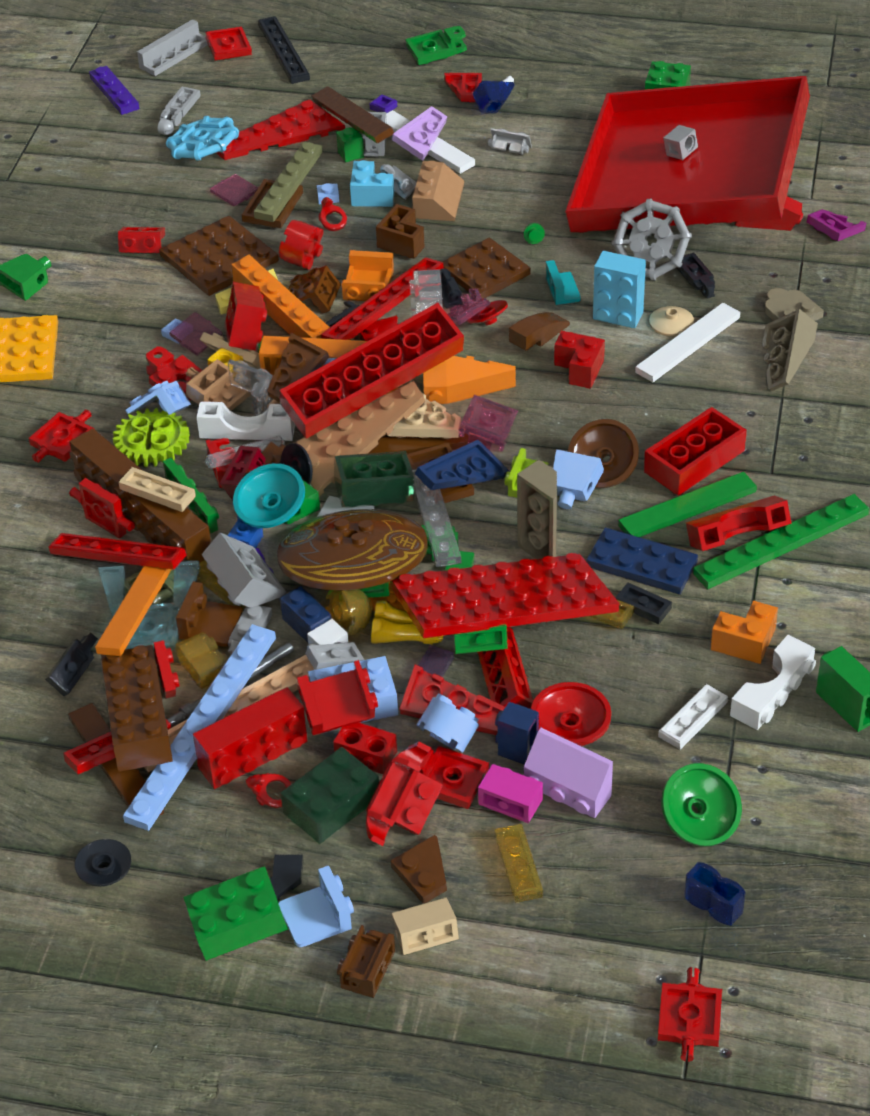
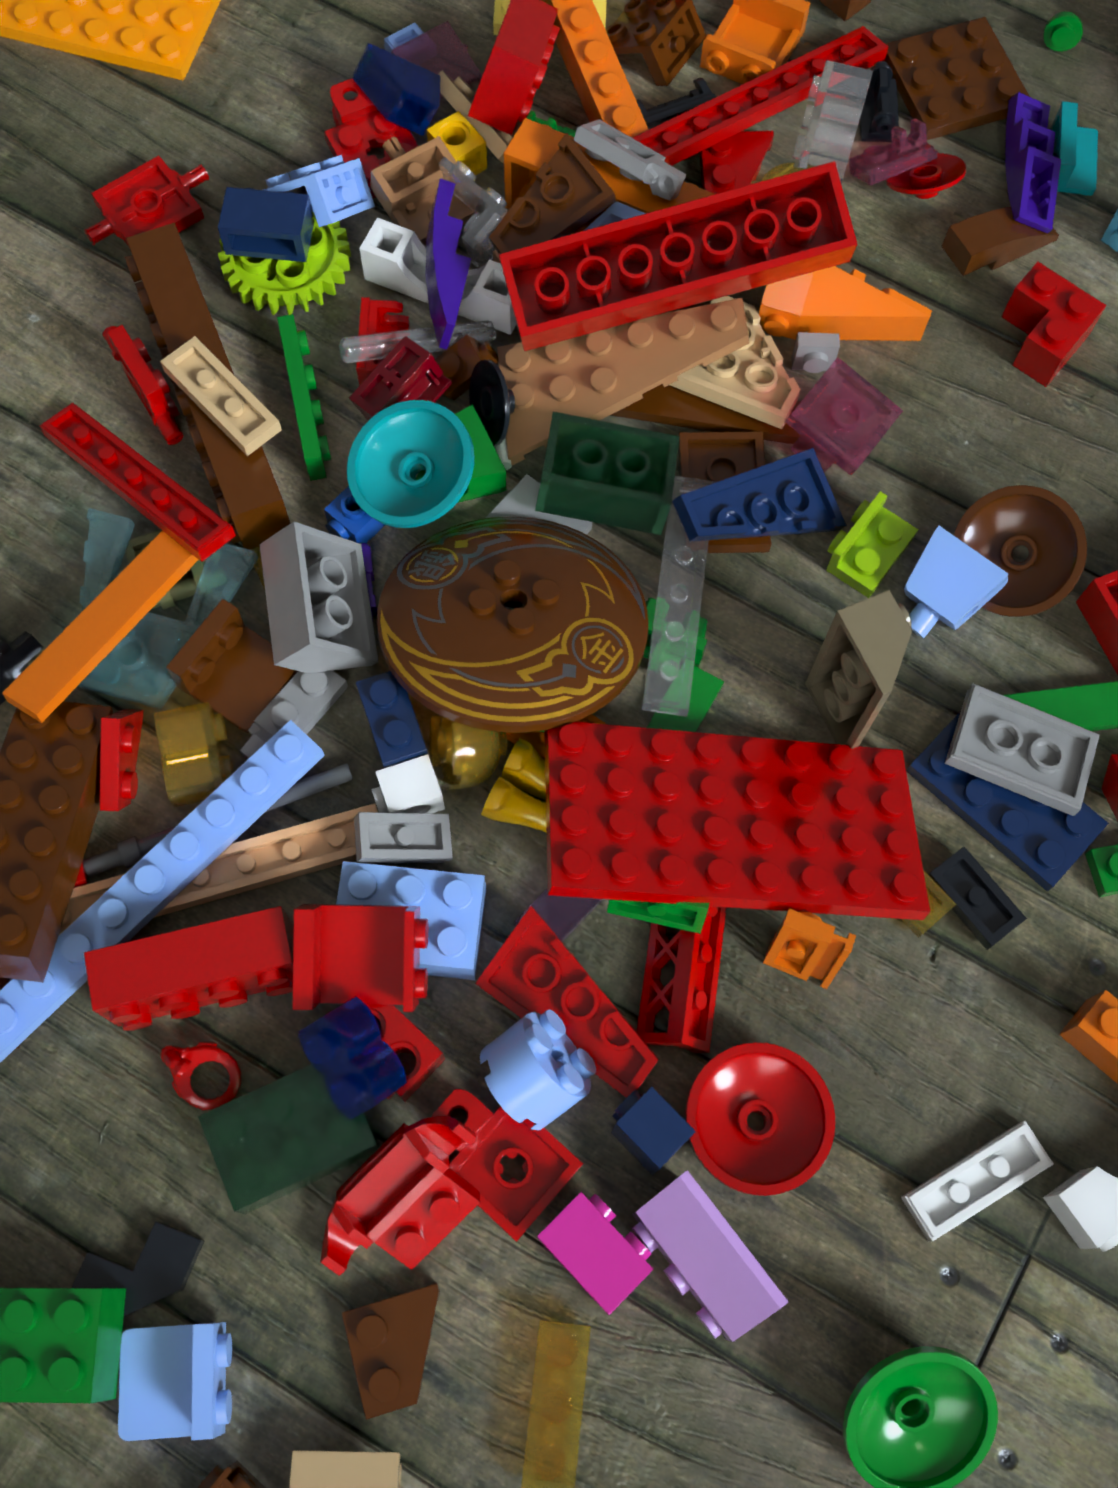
camera: 15 degrees right, 25 degrees up
(140, 419) = (266, 224): none -> dark blue piece
(184, 344) = (398, 88): none -> clear blue slope
(247, 413) = (444, 268): none -> dark purple slope
(330, 335) = (632, 157): none -> light grey hinge
(348, 734) = (353, 1058): none -> clear blue brick
(460, 401) = (815, 351): none -> light grey plate
(540, 292) = (1030, 163): none -> dark purple slope
(565, 640) = (808, 948): none -> orange plate
(640, 533) = (1023, 749): none -> light grey tile

